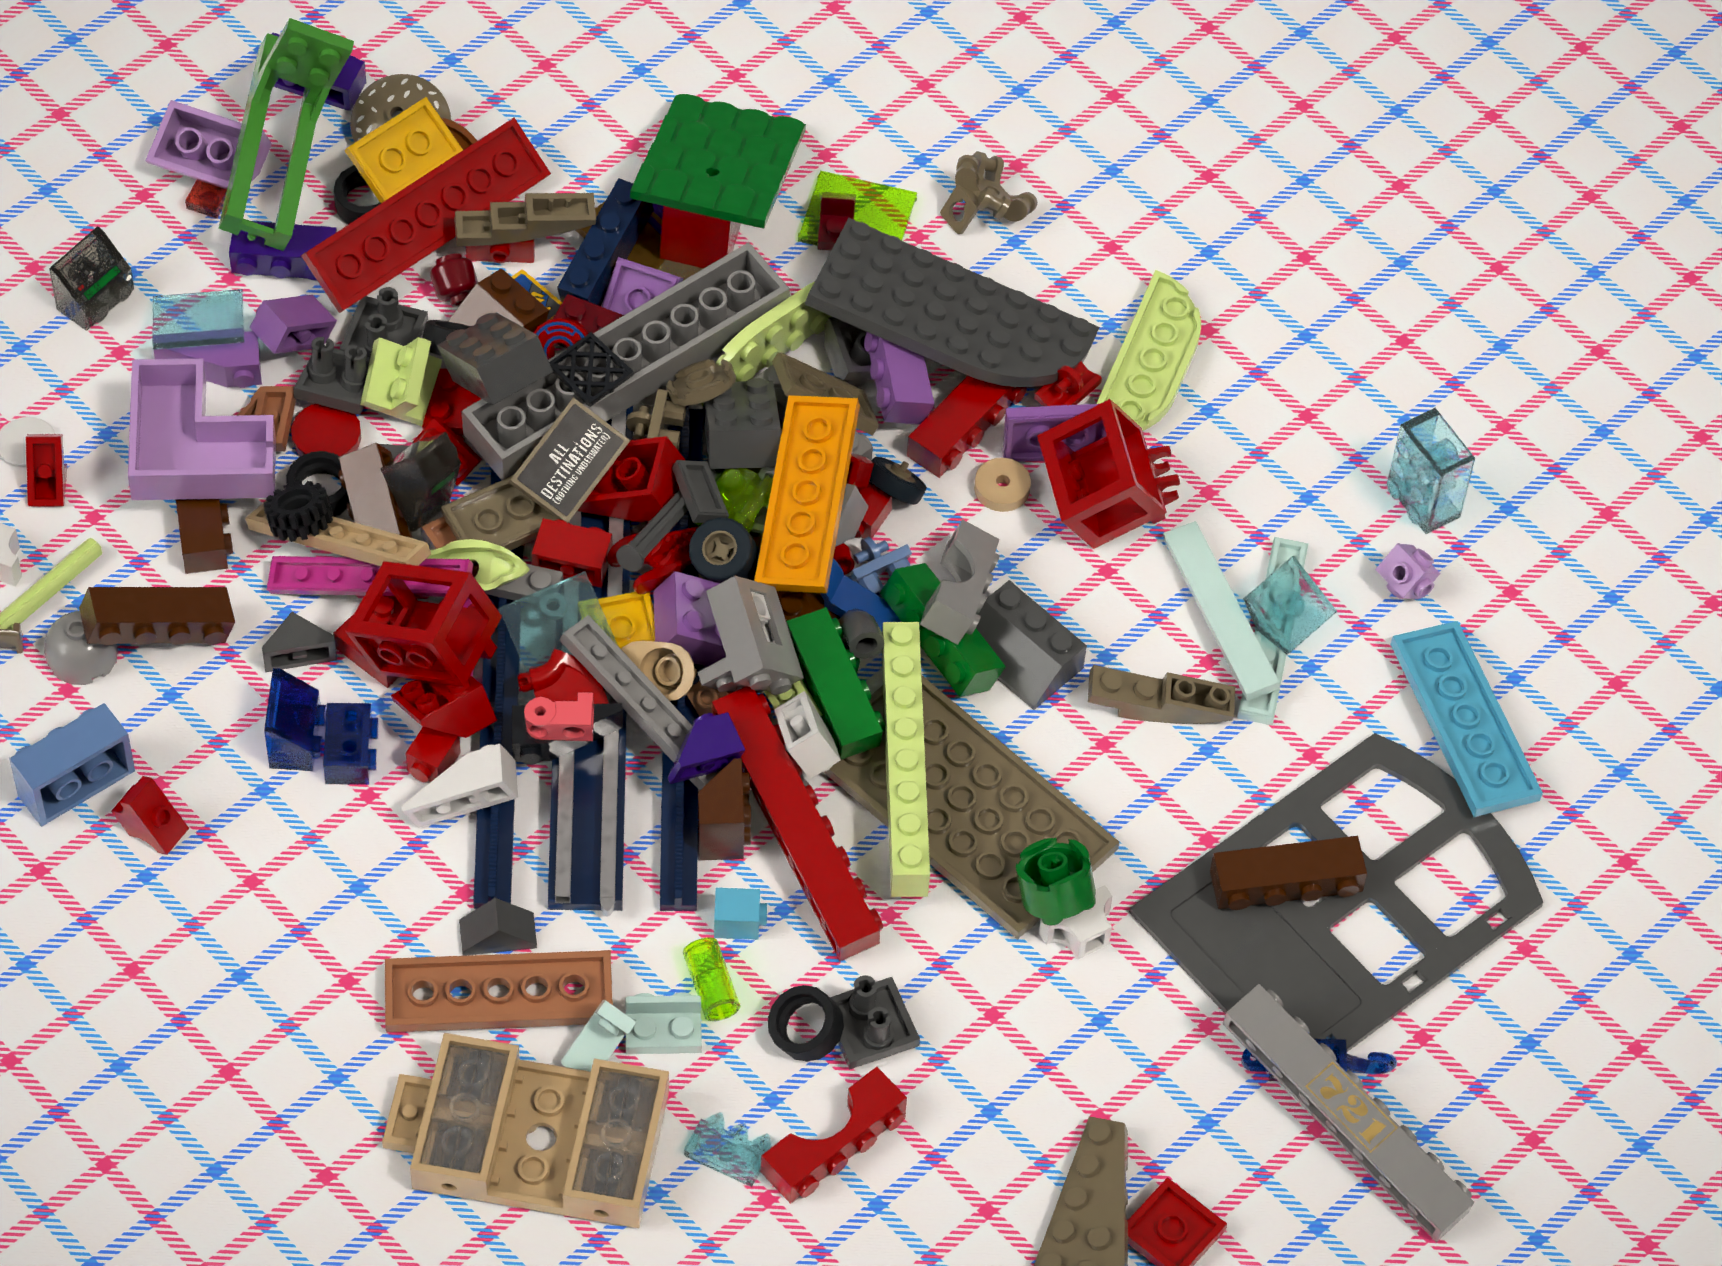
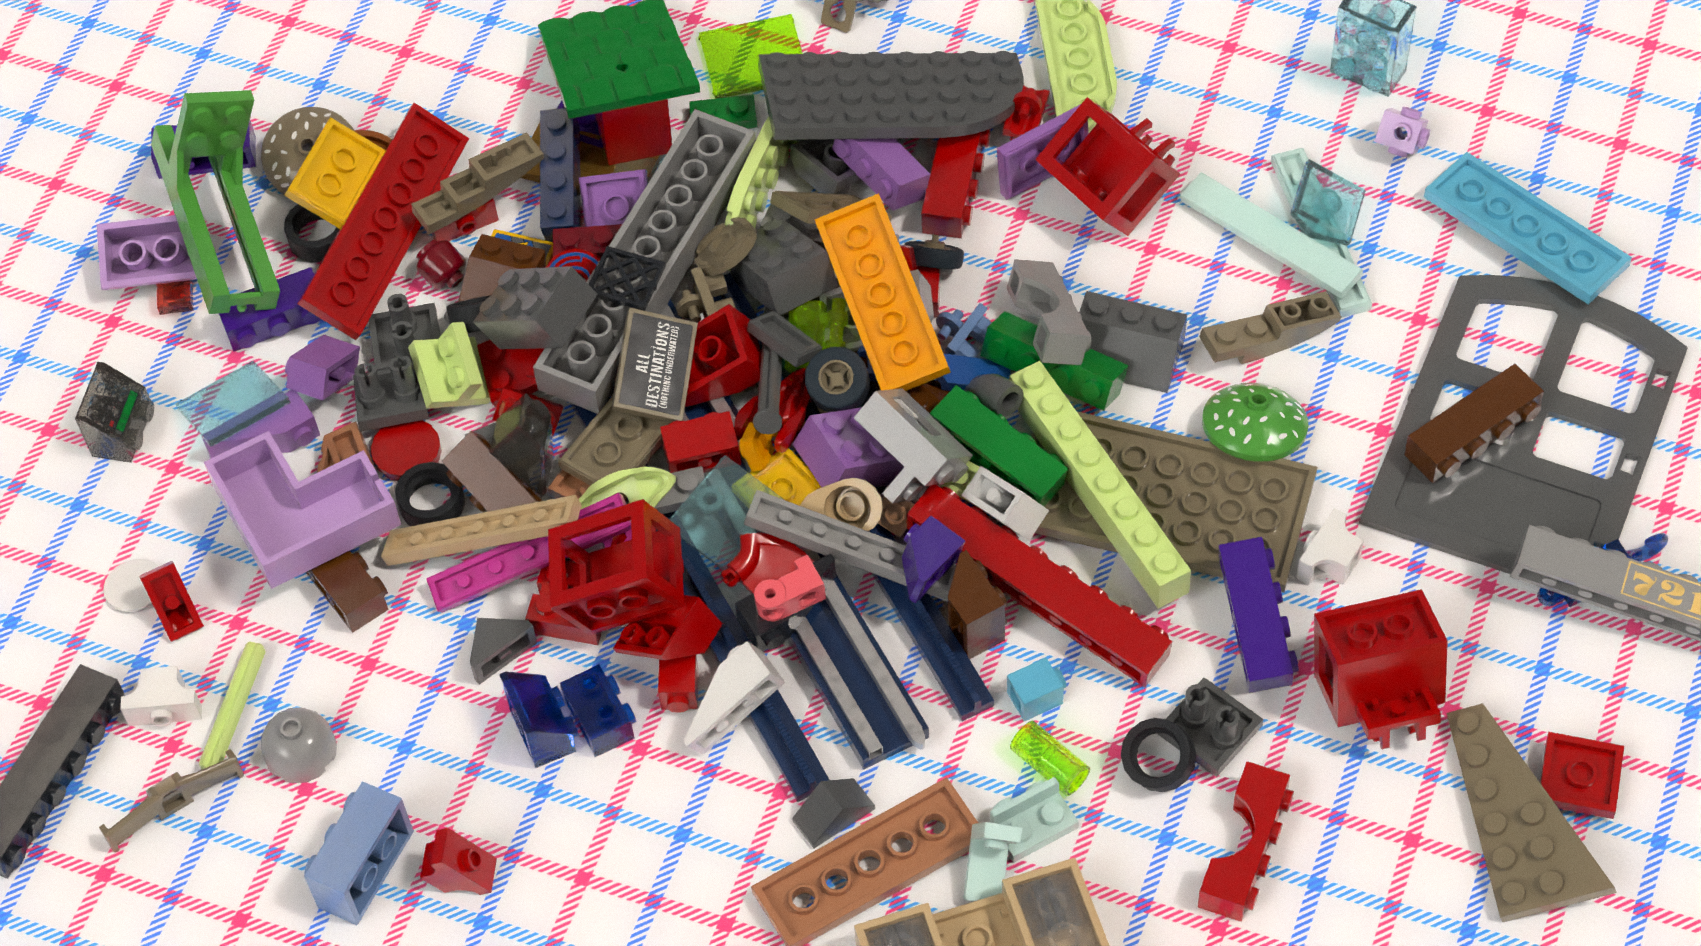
camera: 20 degrees left, 0 degrees up
(156, 615) = (356, 680): reddish brown brick -> none
(298, 511) = (432, 525): black tyre -> none
(618, 581) = (756, 448): none -> light orange plate
(728, 1150) = (1158, 901): clear light blue plate -> none
(793, 257) = (733, 109): none -> green plate
(834, 214) = (740, 65): dark red slope -> none
(971, 945) = (1256, 614): none -> dark purple brick
(999, 497) = (1021, 230): tan piece -> none
(1048, 1042) = (1383, 665): none -> red piece
(1056, 880) = (1297, 522): green brick -> none
(1091, 774) = (1255, 422): none -> bright green dish

